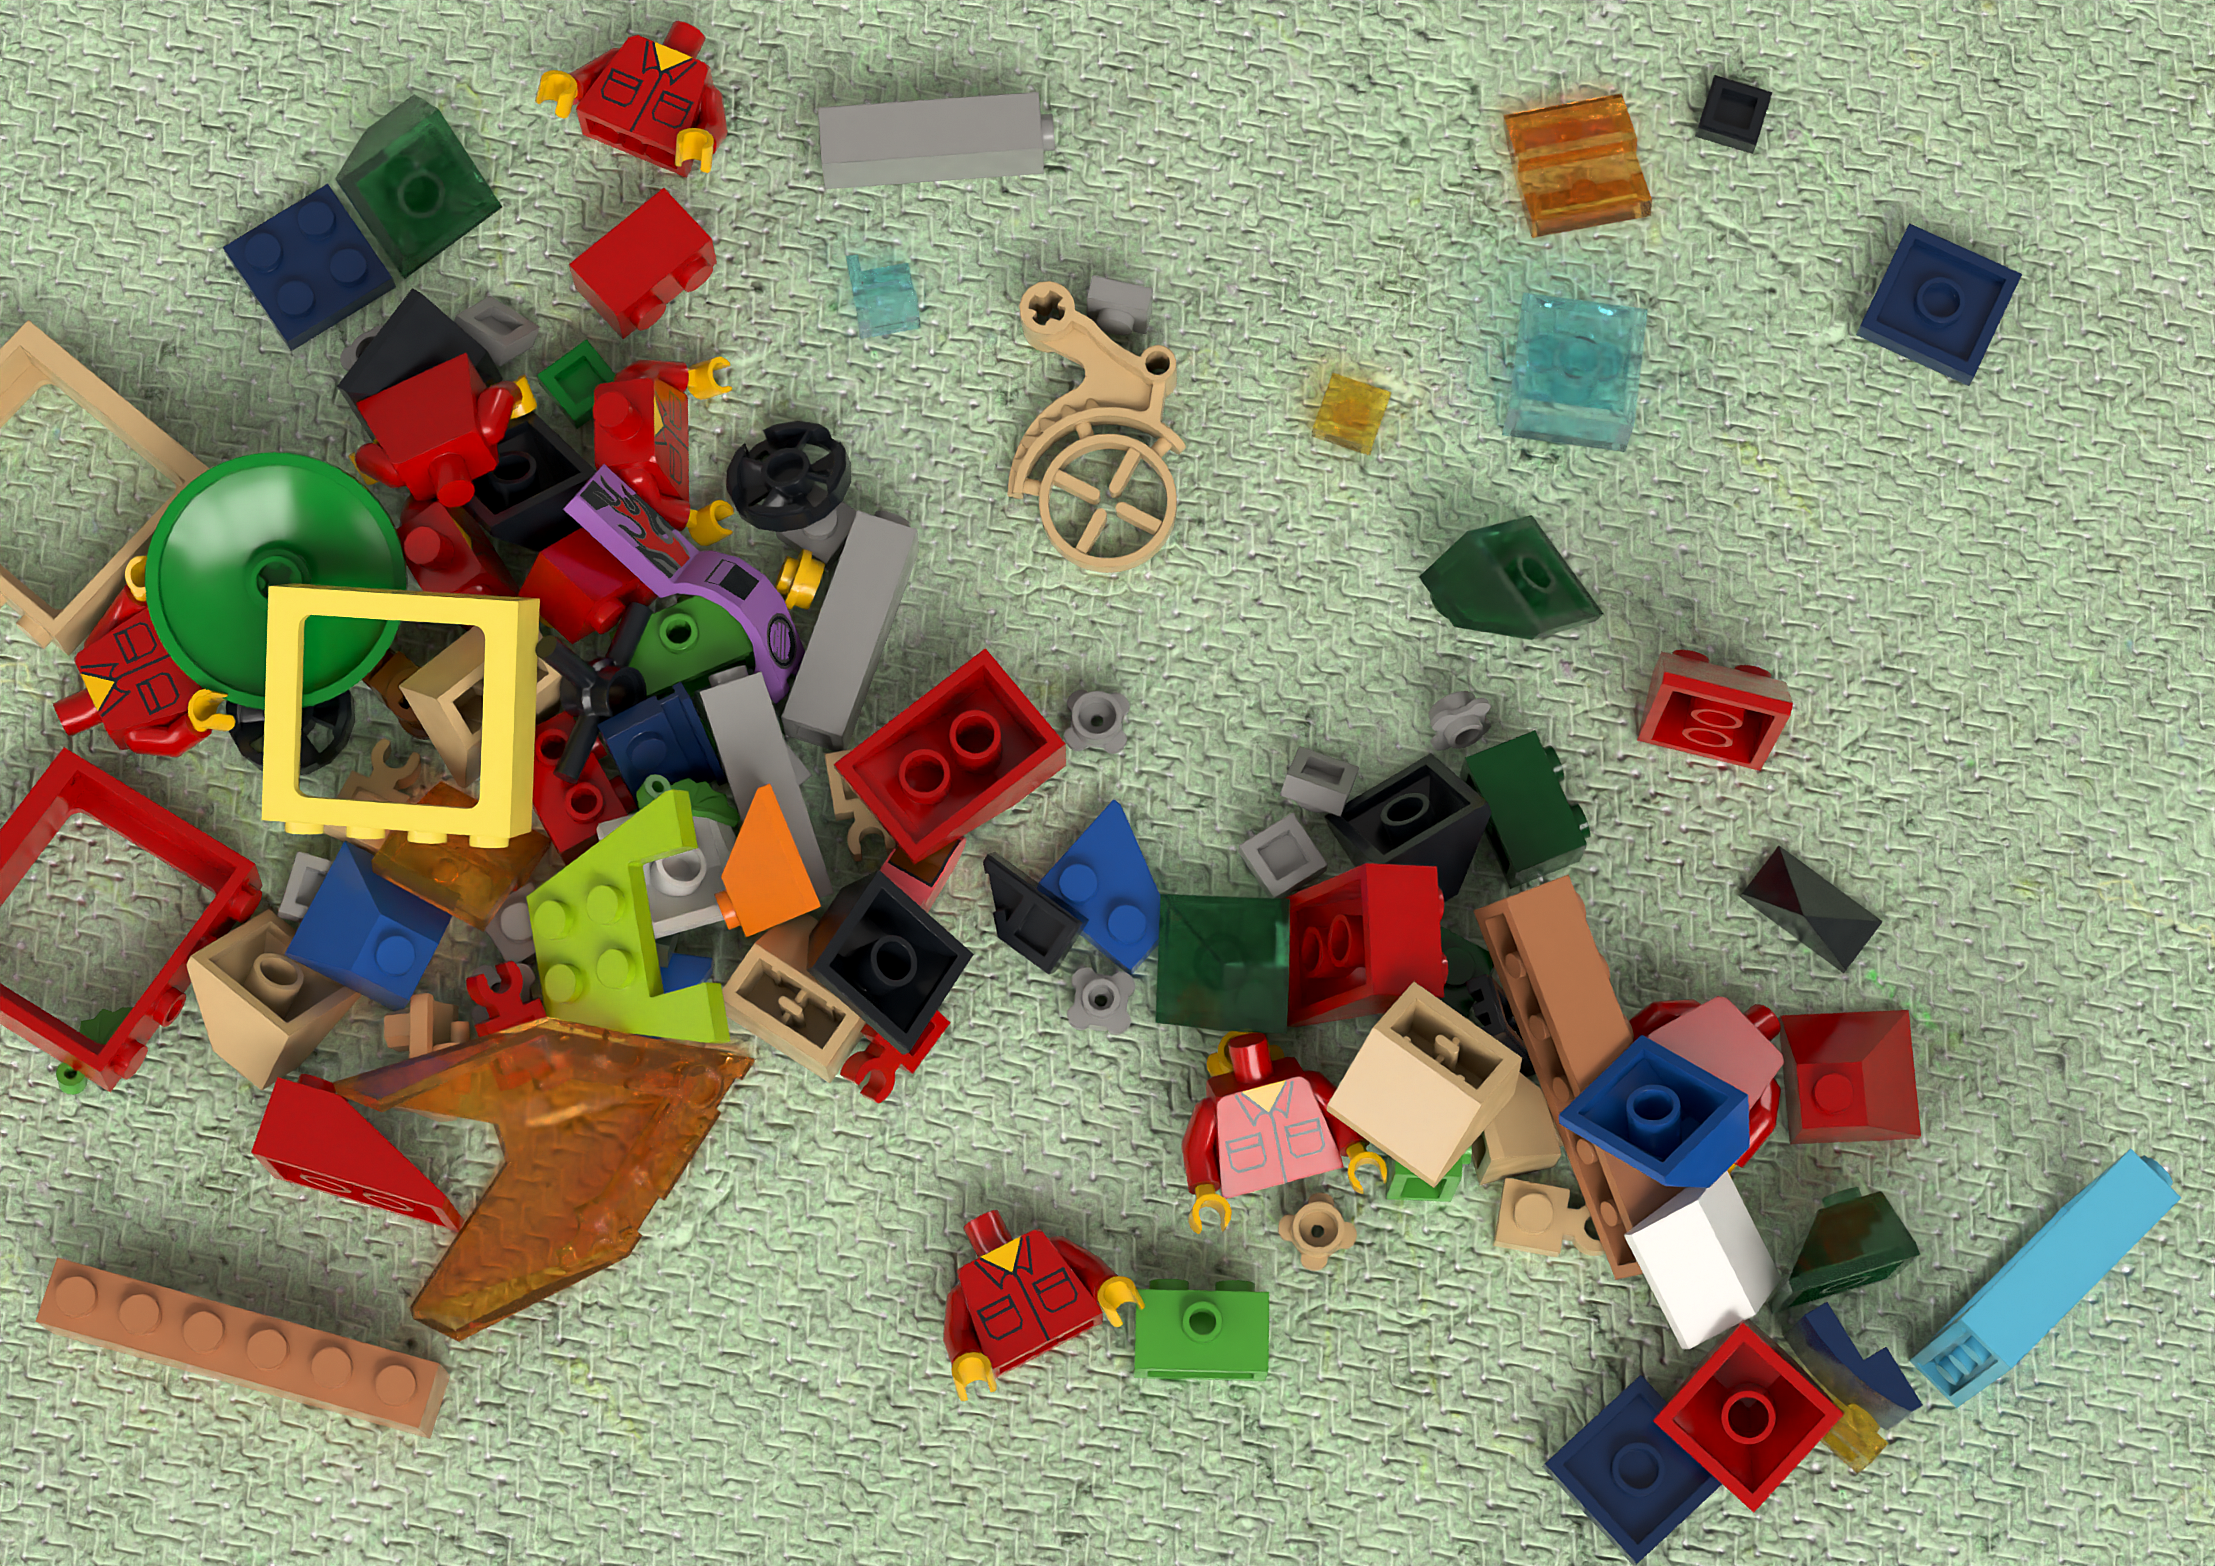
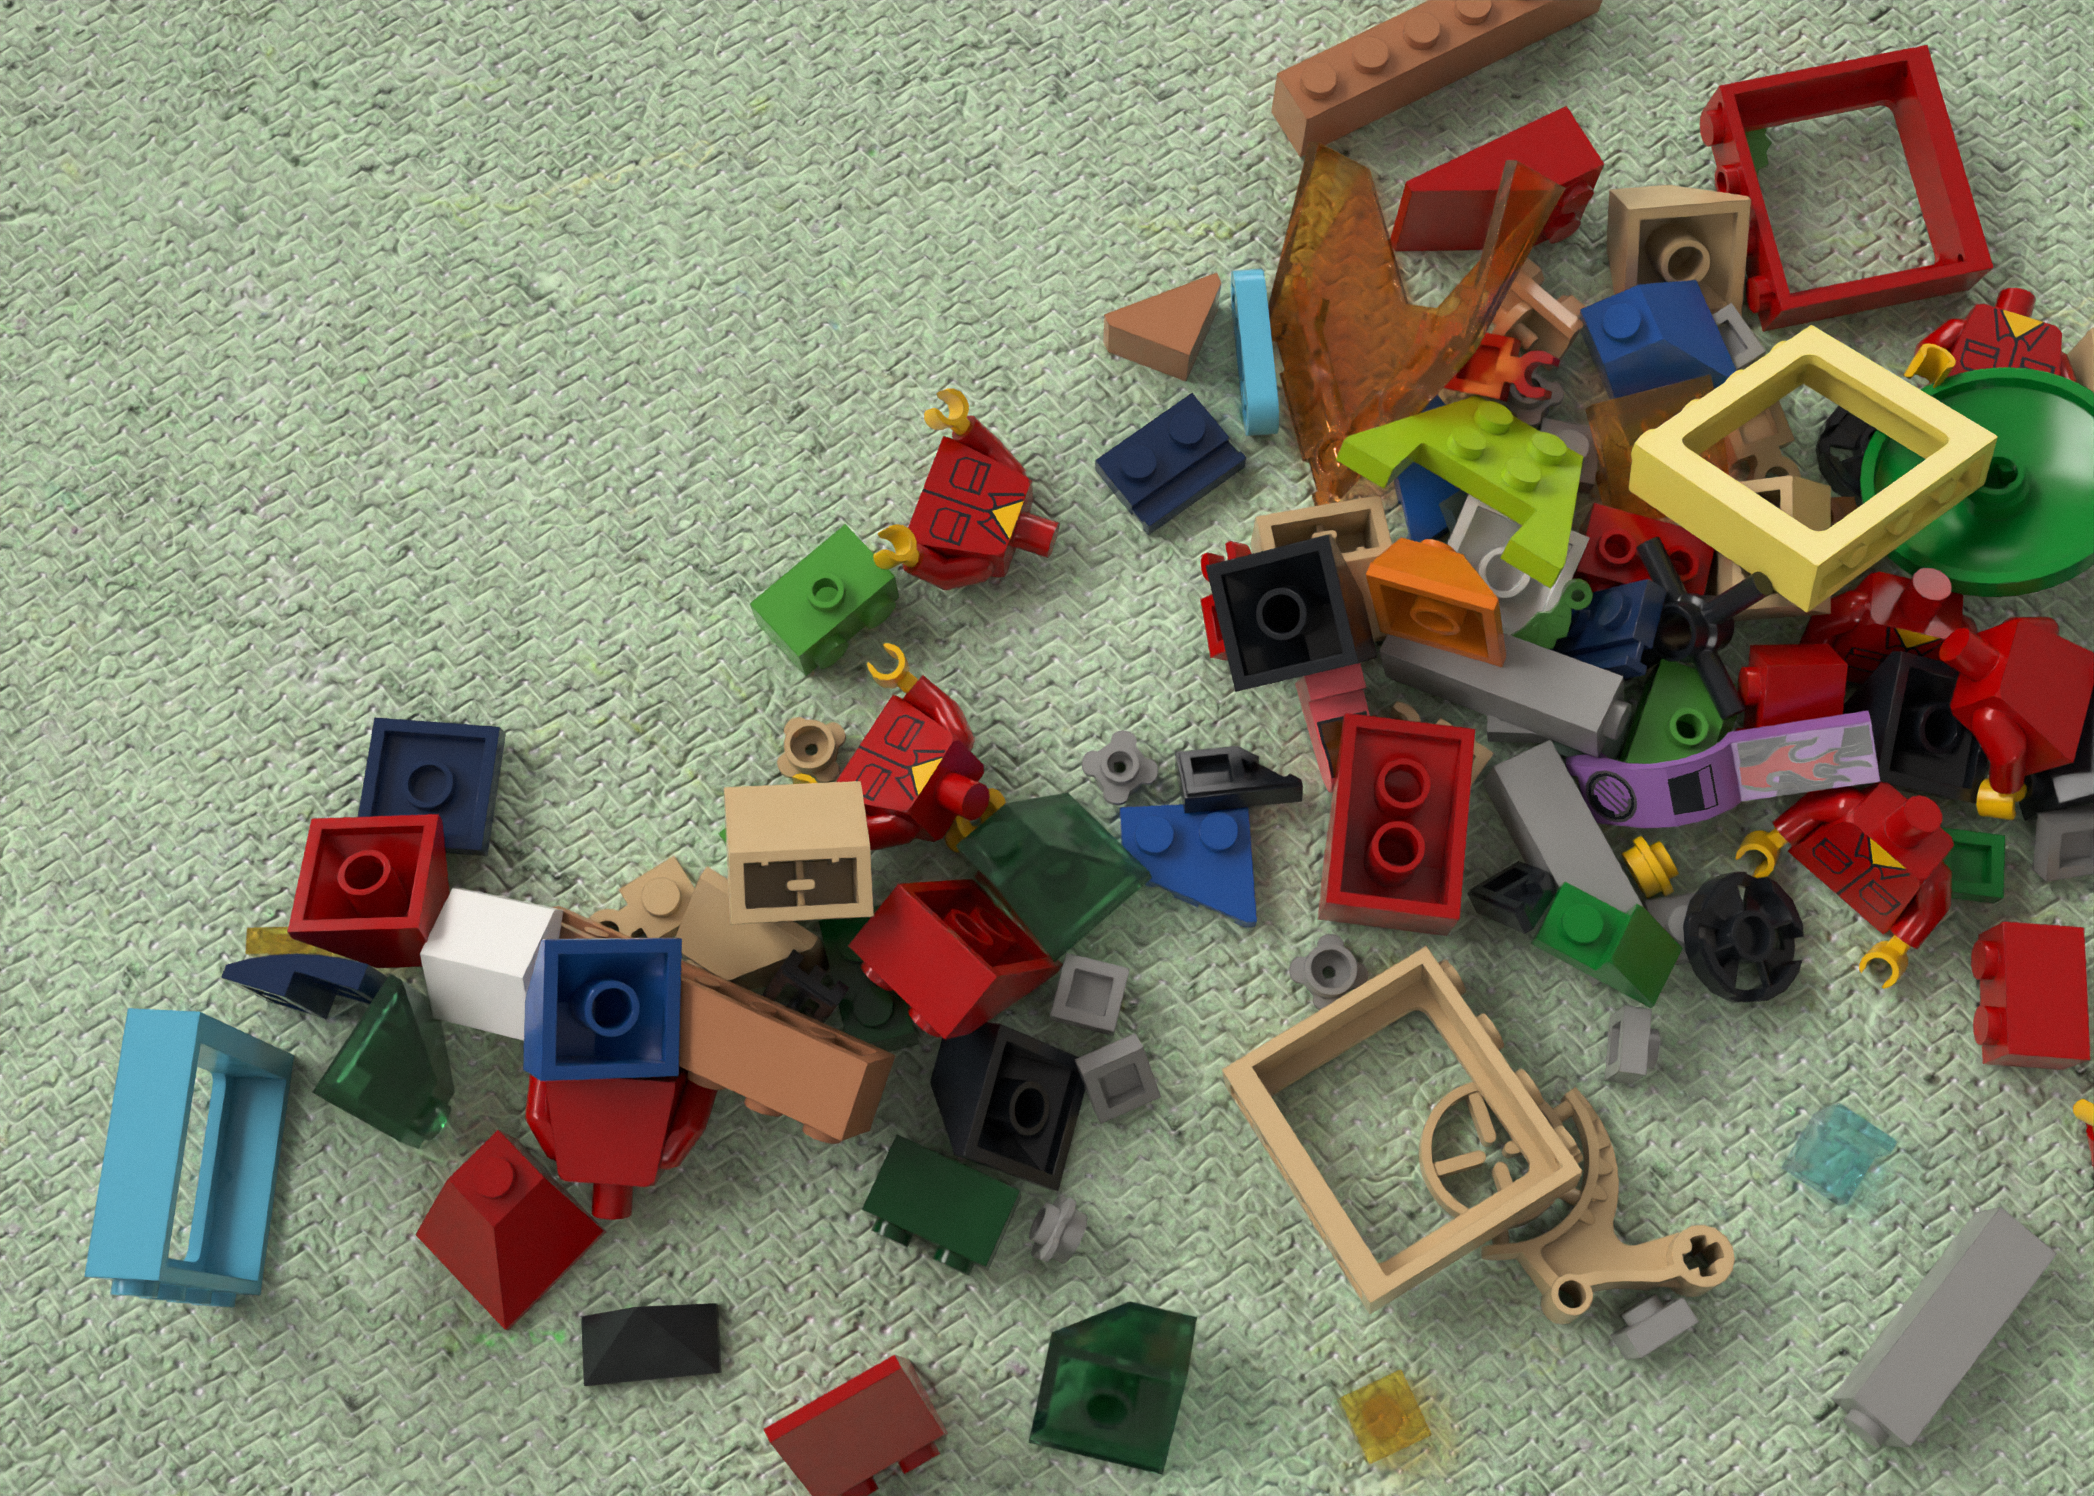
camera: 140 degrees right, 0 degrees up
(670, 1228) = (1254, 352): none -> medium azure beam
(714, 1307) = (1165, 328): none -> nougat slope
(824, 1205) = (1170, 463): none -> dark blue plate
(899, 545) = (1612, 946): none -> green slope
(919, 640) = (1514, 896): none -> black tile
(943, 481) = (1631, 1045): none -> light grey plate
(1177, 458) = (1436, 990): none -> tan piece

